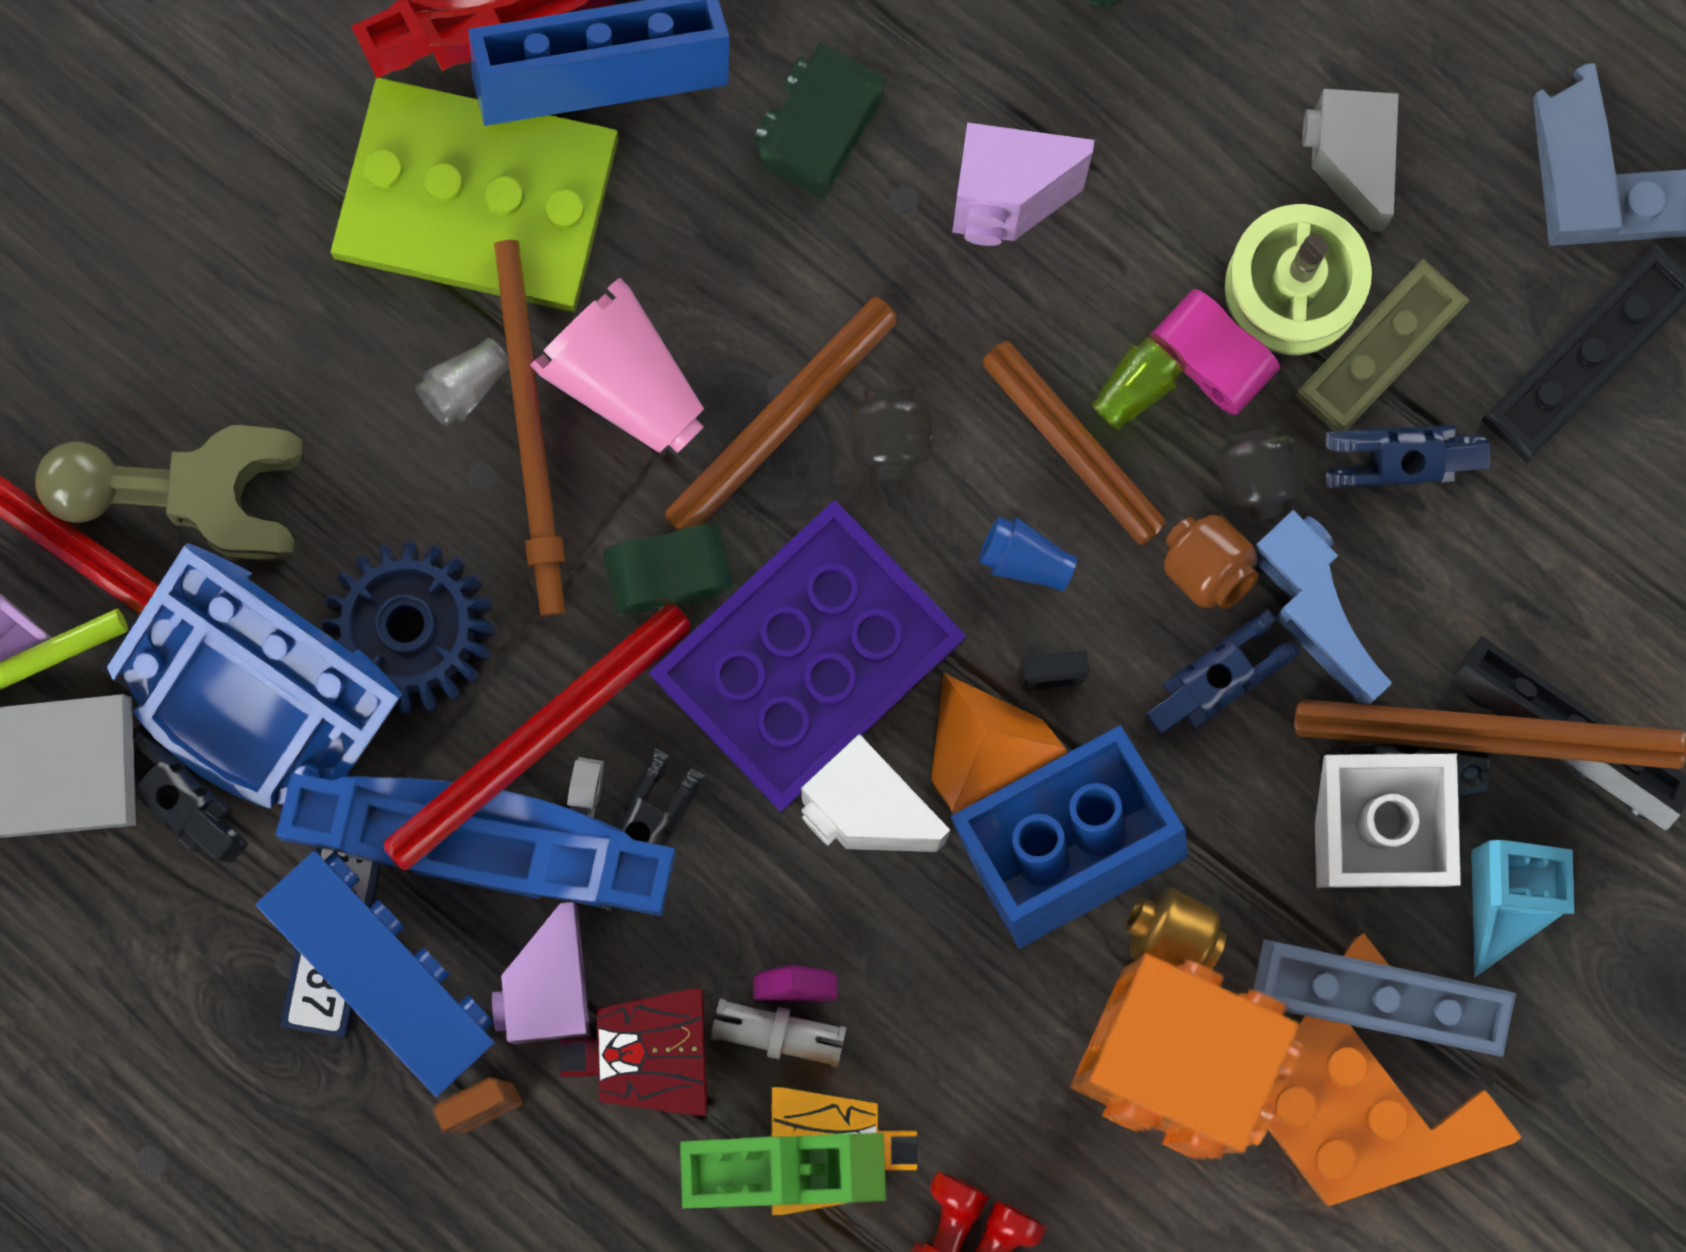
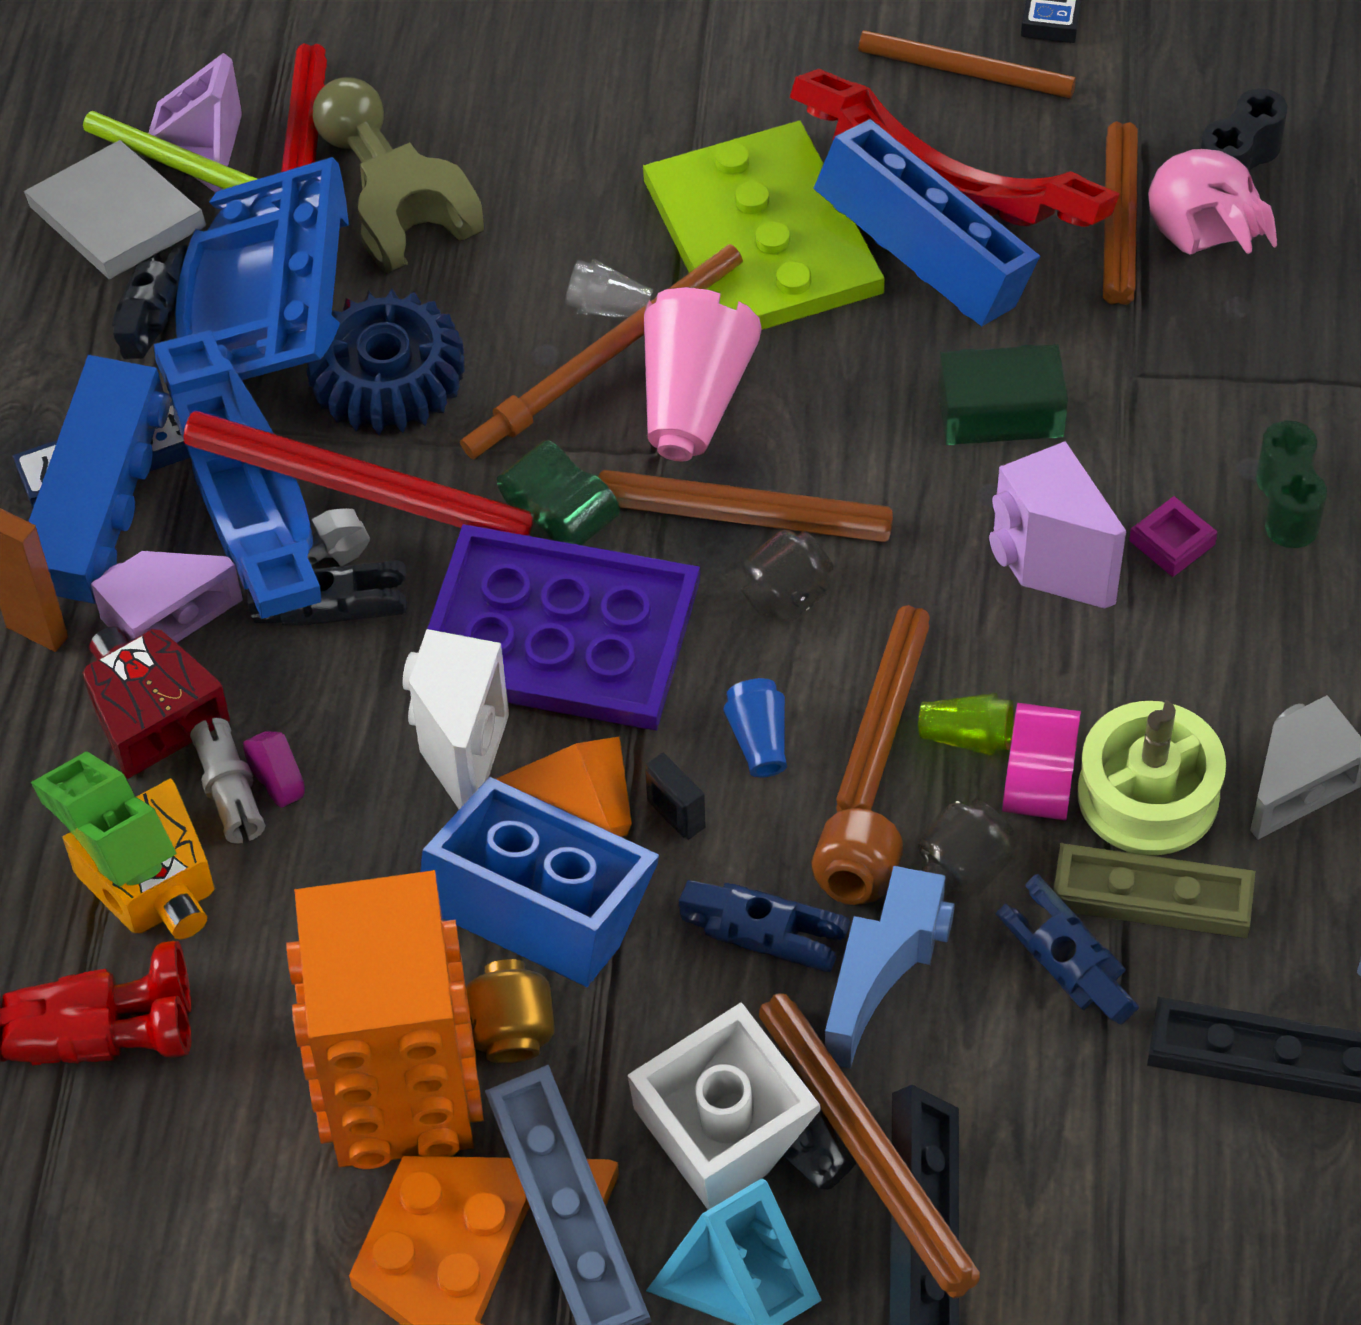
camera: 60 degrees right, 25 degrees down
(1055, 84) = (1173, 536): none -> magenta tile

